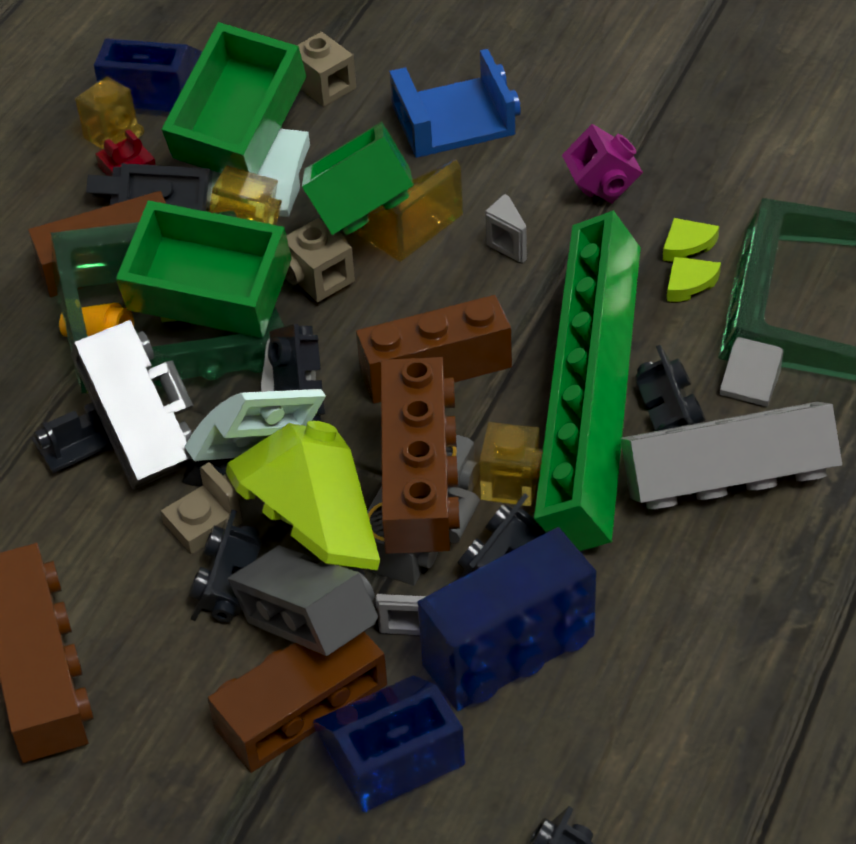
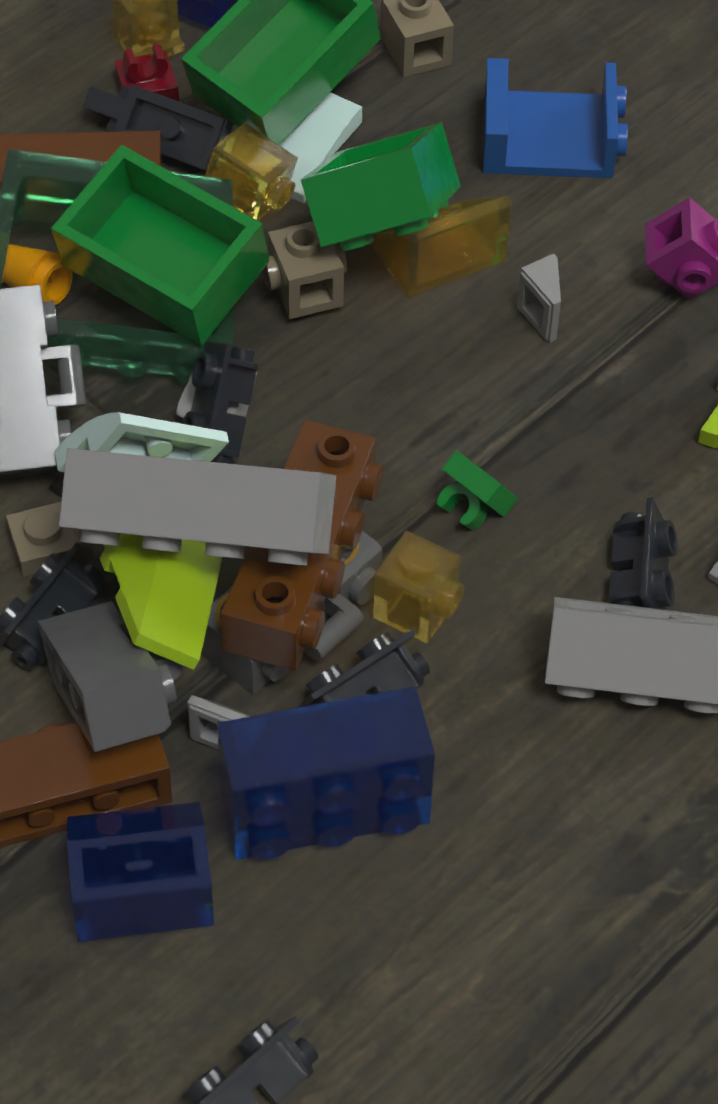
camera: 15 degrees right, 5 degrees up
(333, 439) = (197, 502): none -> light grey brick
(468, 336) = (410, 415): reddish brown brick -> none
(520, 377) = (475, 486): none -> green tile
(589, 384) = (549, 519): green brick -> none

